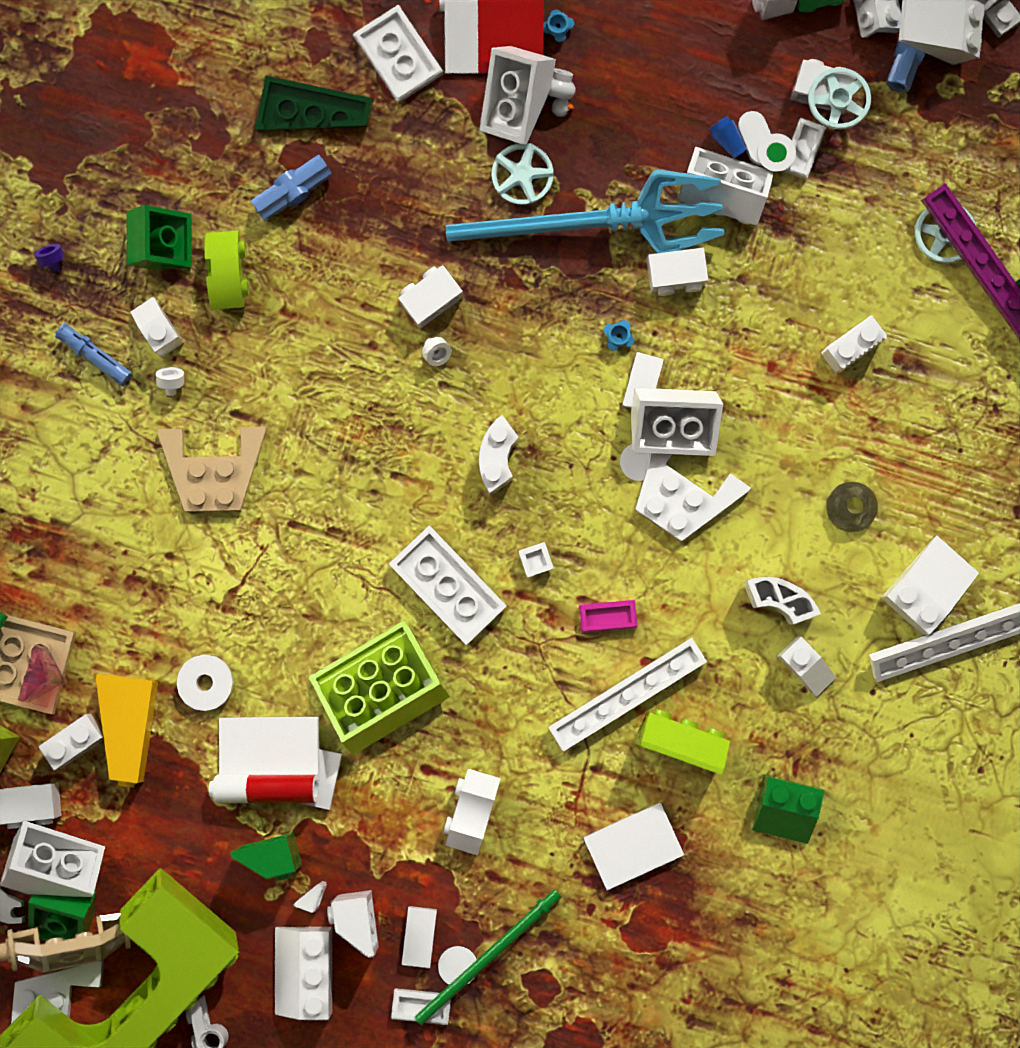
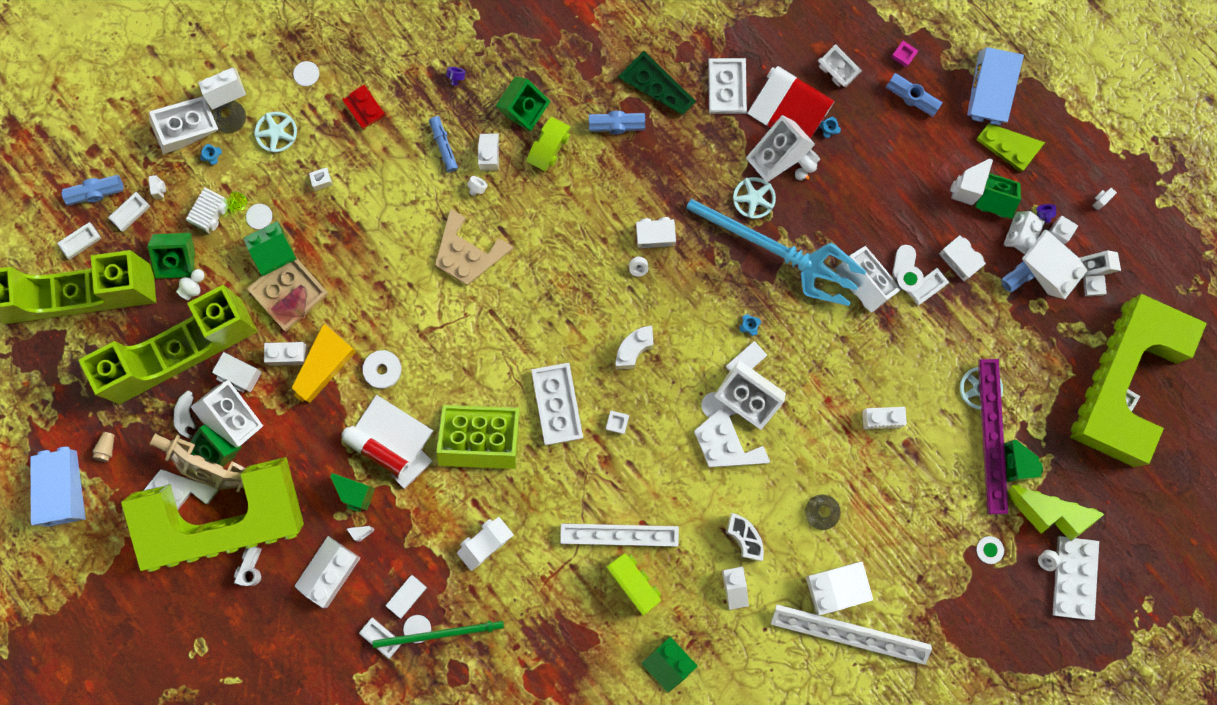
camera: 25 degrees right, 5 degrees down
(355, 920) = (376, 561): white slope -> none
(608, 616) = (638, 482): dark pink tile -> none
(633, 846) = (565, 626): white tile -> none
(677, 271) = (808, 309): white brick -> none
(728, 136) = (887, 252): blue cone -> none
(839, 99) = (966, 270): light aqua wheel -> none

